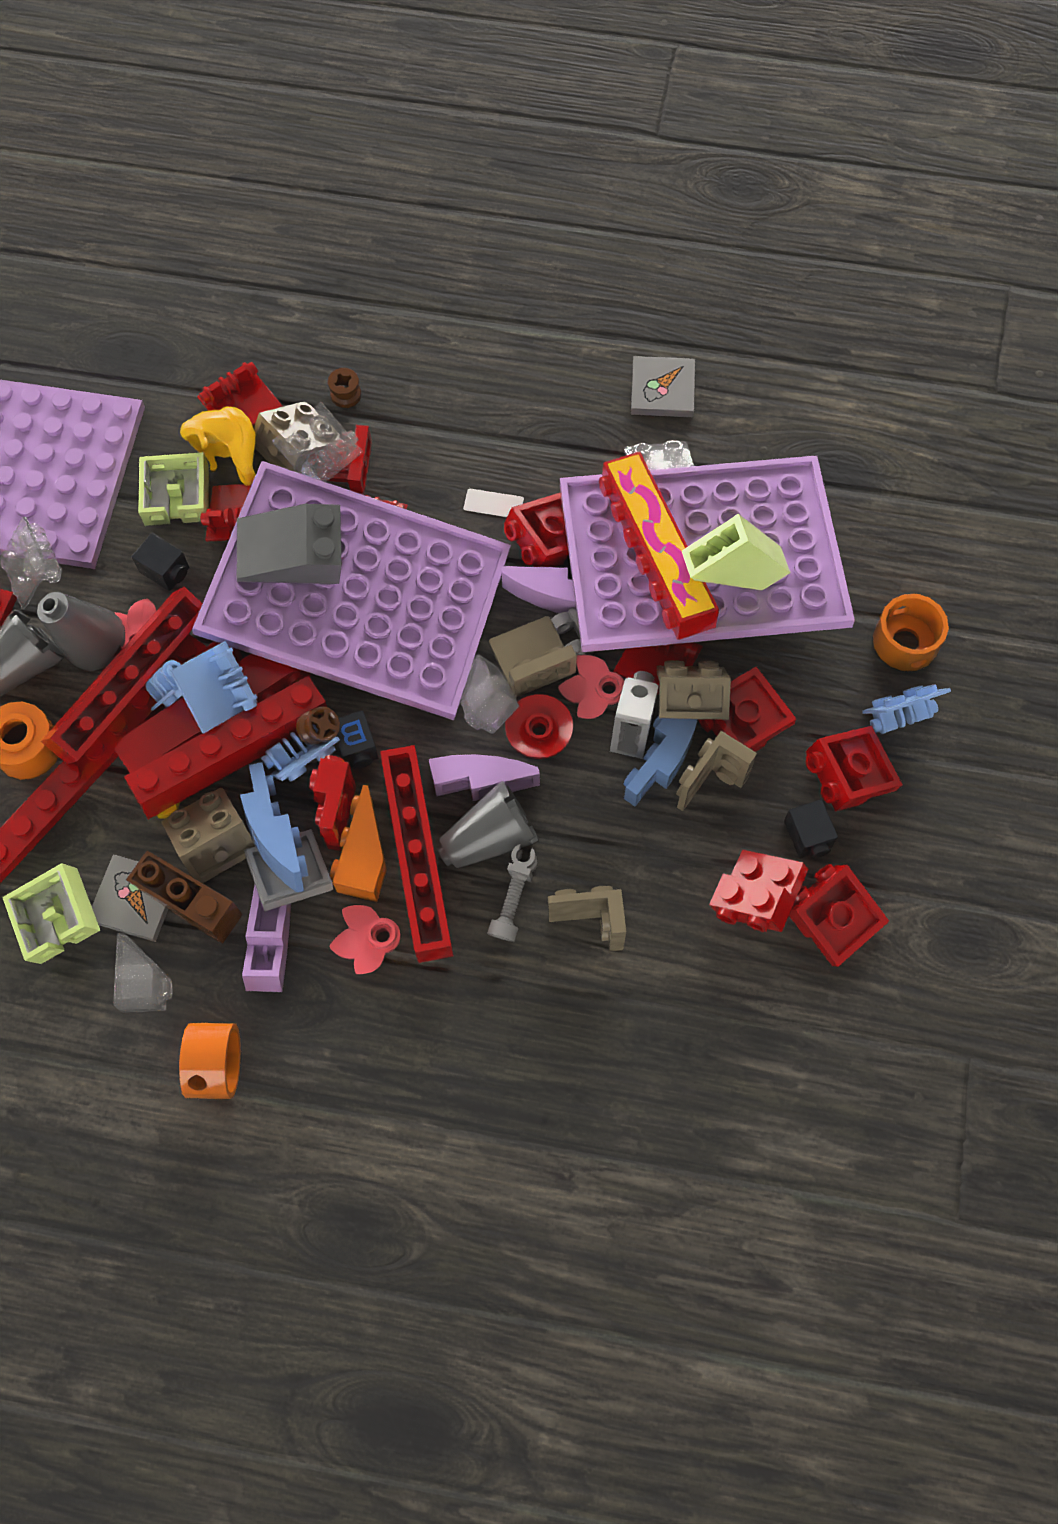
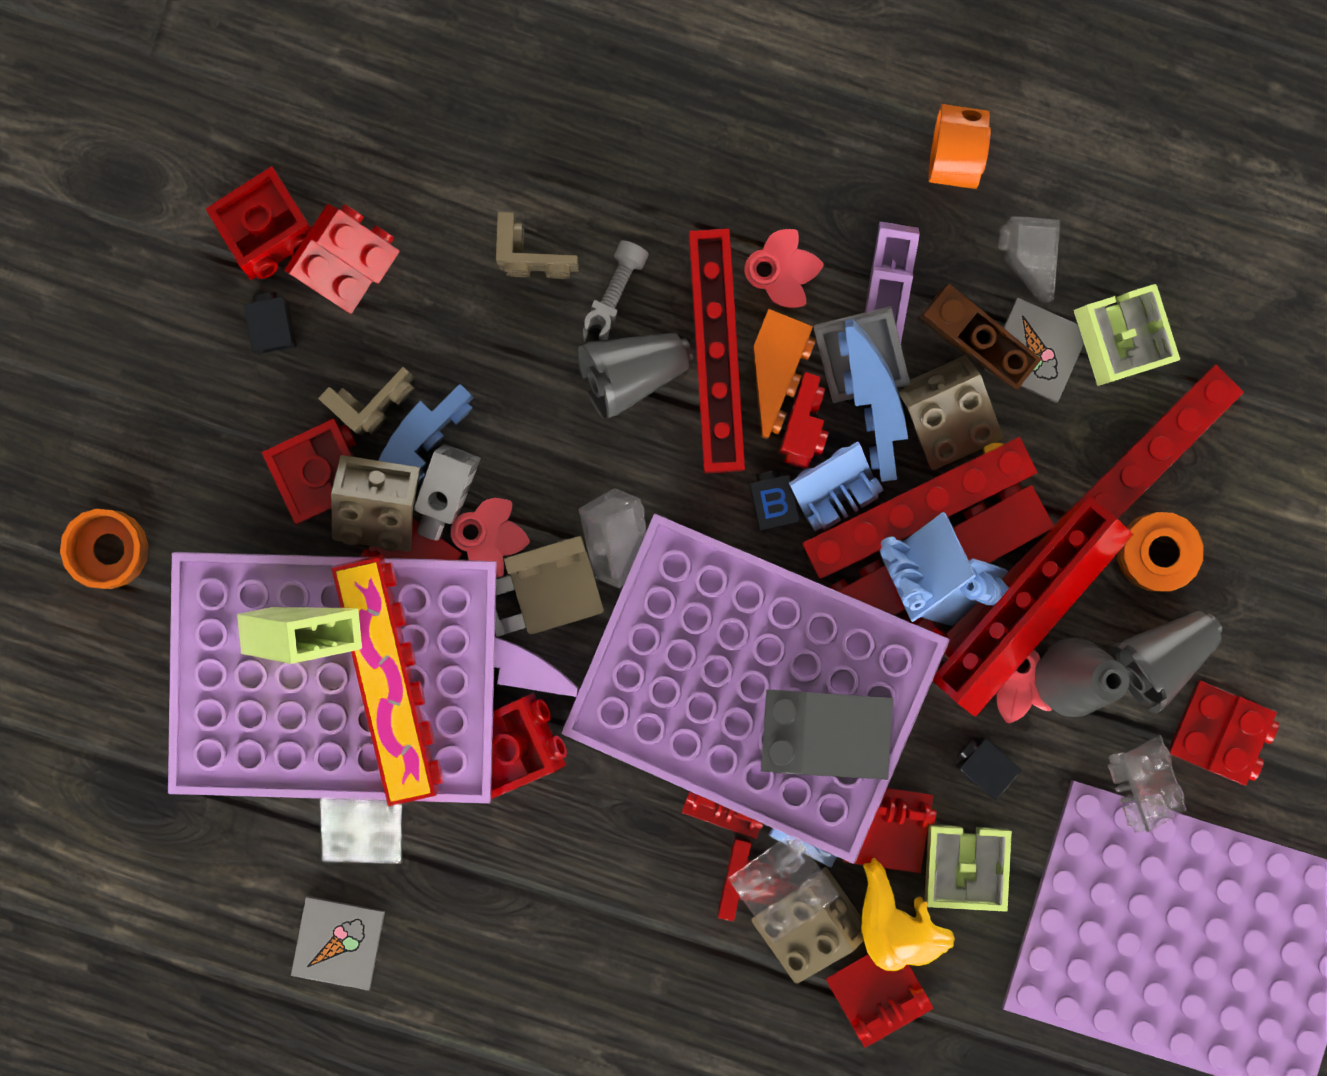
camera: 175 degrees left, 20 degrees up
(325, 721) = (810, 500): reddish brown wheel -> none
(344, 396) = (741, 985): reddish brown wheel -> none
(480, 774) = (631, 439): lavender slope -> none
(490, 502) = (574, 804): white sticker -> none
(542, 712) = (543, 475): red dish -> none
(852, 768) = (208, 390): red plate -> none
(912, 706) = (132, 458): light blue hinge -> none

